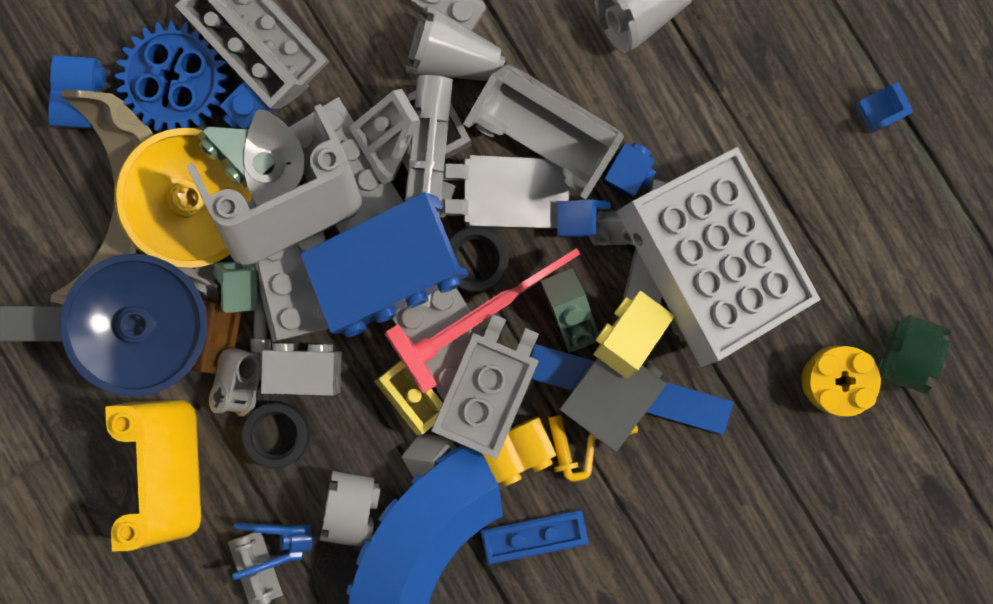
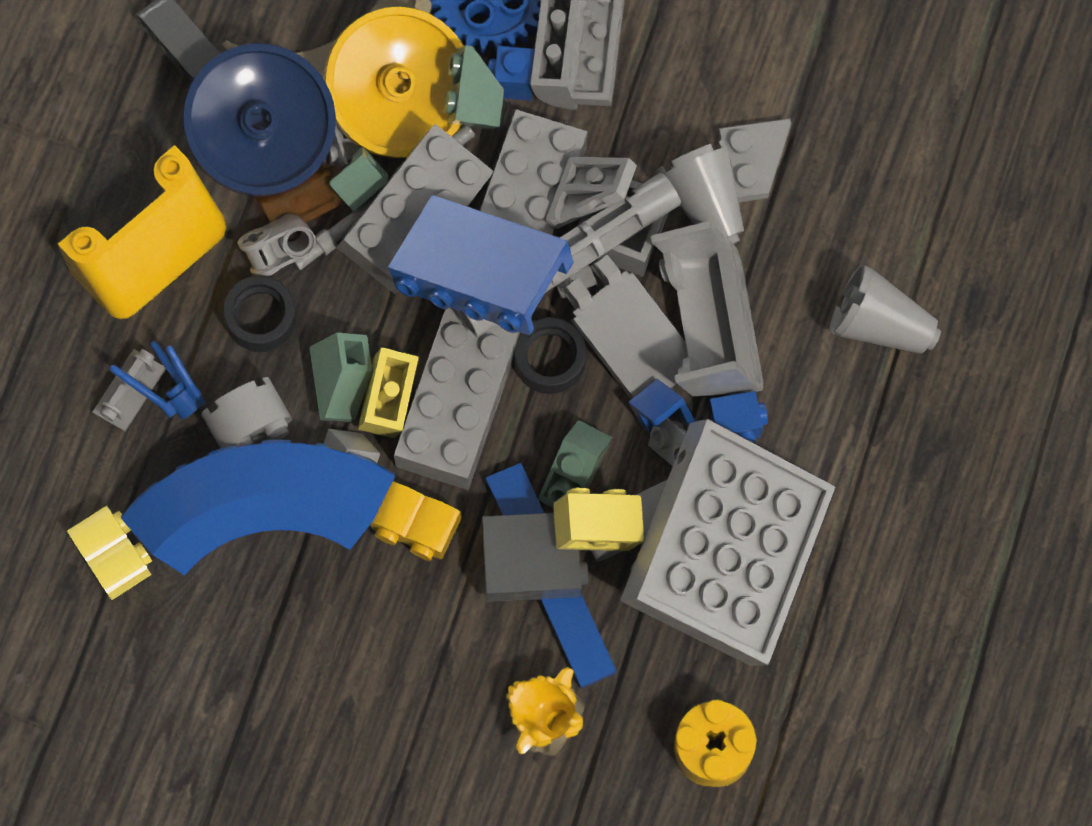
camera: 50 degrees right, 15 degrees down
(273, 137) = (509, 109): light grey piece -> none
(293, 216) = (456, 162): light grey windscreen -> none
(301, 371) = (333, 284): light grey brick -> none
(370, 417) = (341, 375): none -> sand green slope
(417, 354) = (563, 404): coral piece -> none
(487, 390) = (449, 441): light grey tile -> none
(534, 536) = (353, 600): blue tile -> none
(563, 451) = (439, 573): yellow piece -> none
(726, 476) = (545, 712): none -> yellow hair
(884, 107) = (979, 588): blue panel -> none
(915, 353) = (793, 784): clear green brick -> none

